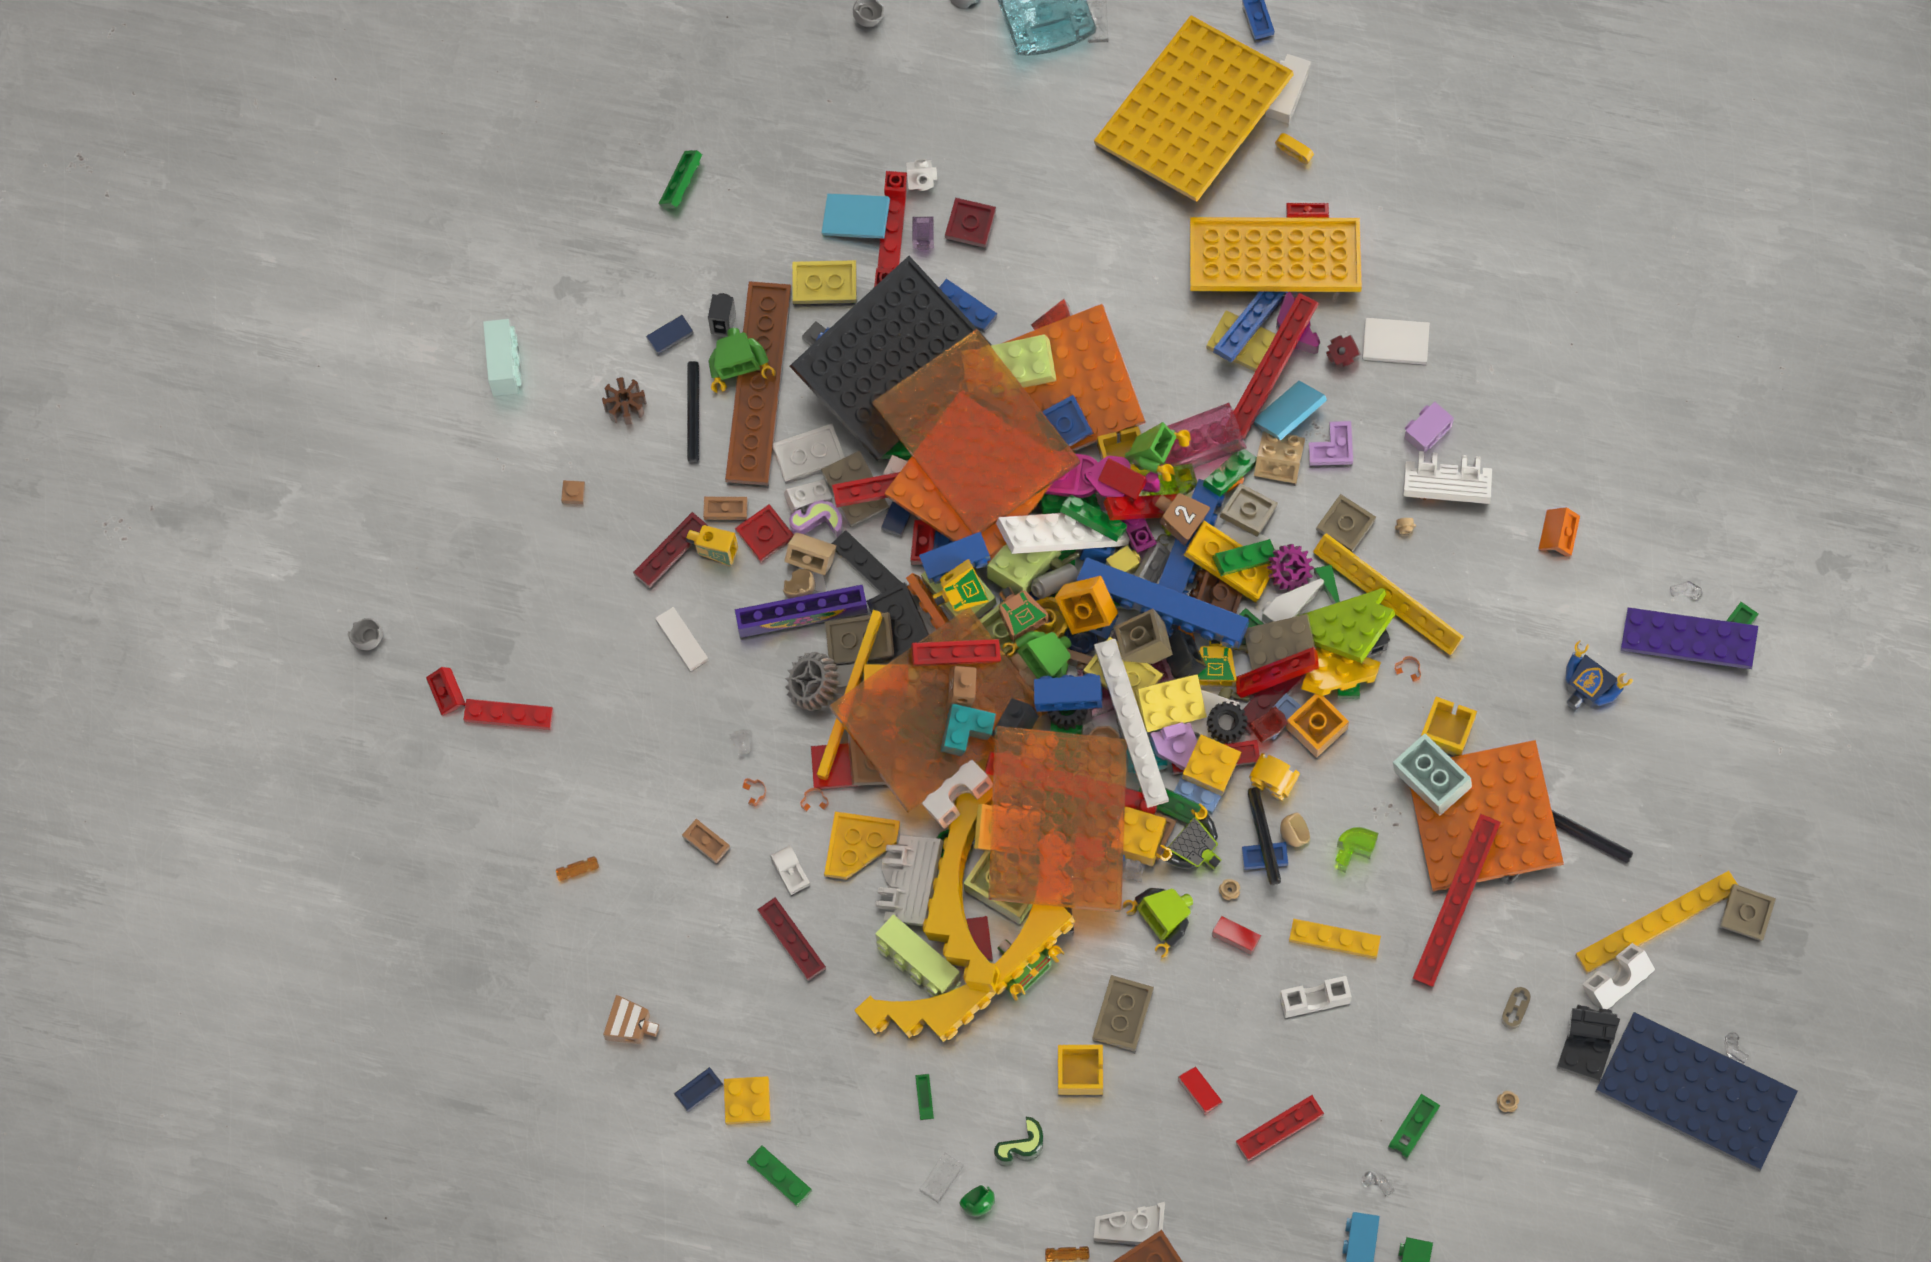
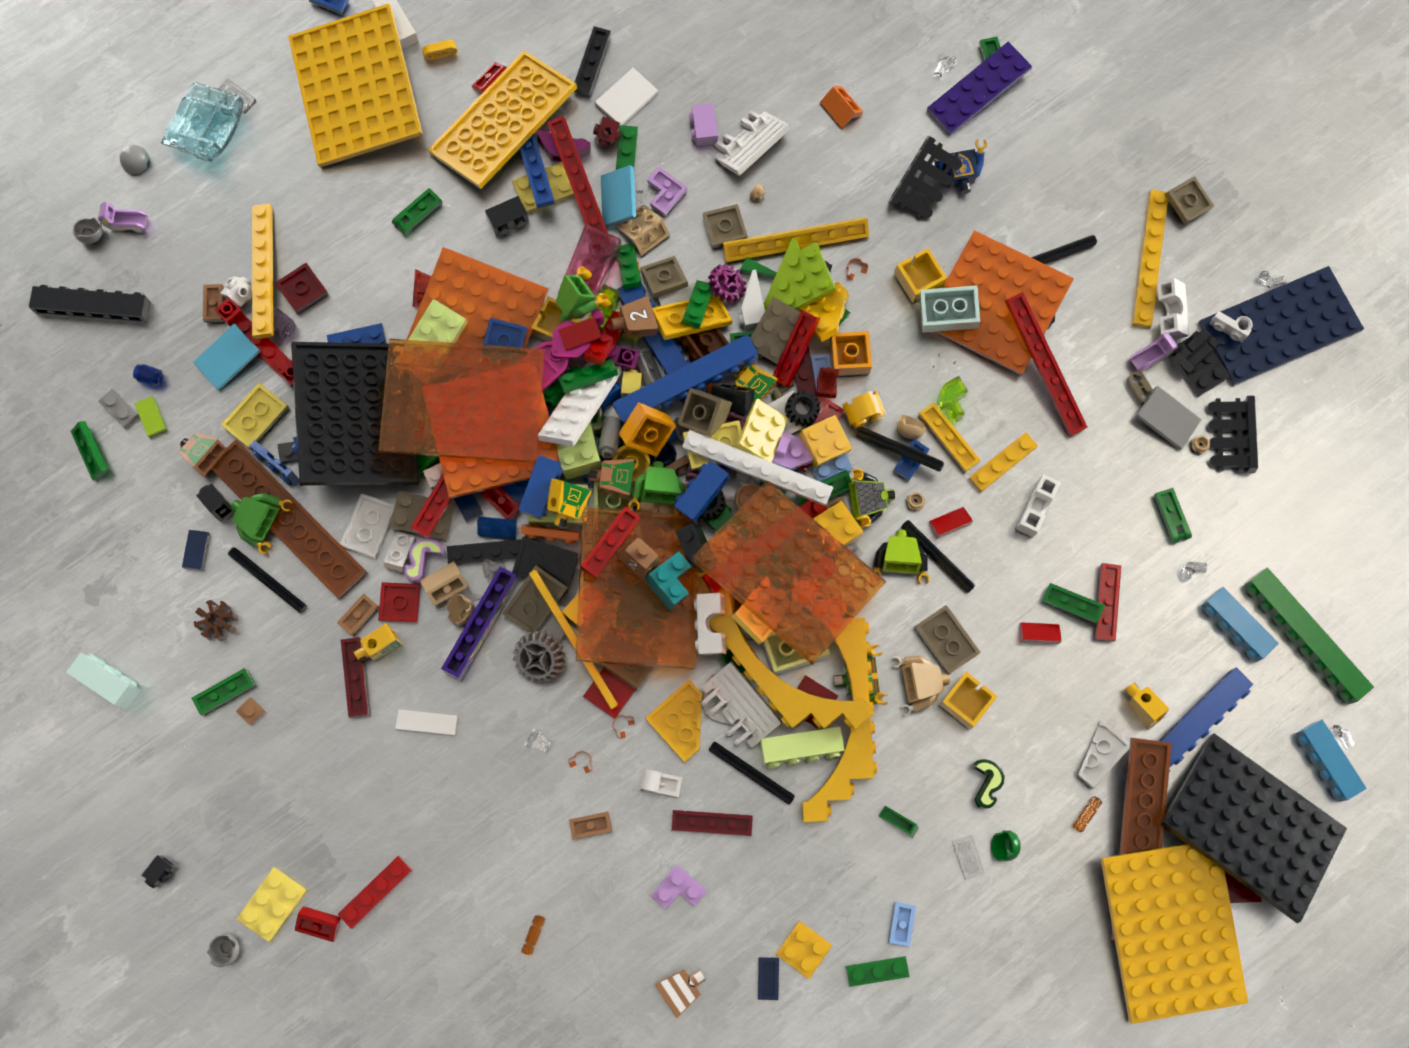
camera: 60 degrees left, 5 degrees up
(385, 531) = (158, 871): none -> black brick
(432, 642) = (272, 904): none -> light yellow plate
(571, 457) = (223, 691): none -> green plate
(716, 951) = (678, 883): none -> lavender plate
(736, 170) = (118, 408): none -> light grey plate
(751, 201) = (150, 416): none -> lime tile
(754, 267) = (202, 452): none -> nougat torso
(785, 168) = (148, 375): none -> clear blue brick
(795, 330) = (273, 464): none -> blue wing
(806, 70) = (89, 304): none -> black brick
(836, 1165) = (902, 924): none -> light blue plate
(857, 578) = (490, 568): none -> clear brick
(862, 938) = (751, 772): none -> black axle
(894, 161) = (211, 300): none -> medium nougat plate
(896, 557) = (496, 527): none -> blue plate
(902, 29) = (122, 219): none -> lavender animal
(956, 178) = (262, 271): none -> yellow plate
(1064, 1018) = (922, 681): none -> tan torso
(1125, 256) = (417, 211): none -> green plate
(1187, 333) = (507, 216): none -> black brick
(1194, 948) = (938, 556): none -> black axle
(1208, 1230) = (1146, 705): none -> yellow torso
(1251, 1096) = (1073, 603): none -> green plate
(1315, 872) = (949, 437): none -> yellow plate
(1345, 382) = (626, 146): none -> green plate
(1403, 282) = (592, 60): none -> black plate
(1507, 1052) = (1168, 417): none -> light grey tile
(1545, 1143) = (1237, 443): none -> black fence
(1556, 651) = (927, 168): none -> black fence
(1557, 991) = (1154, 352): none -> lavender animal
(1641, 1029) = (1229, 326): none -> white plate

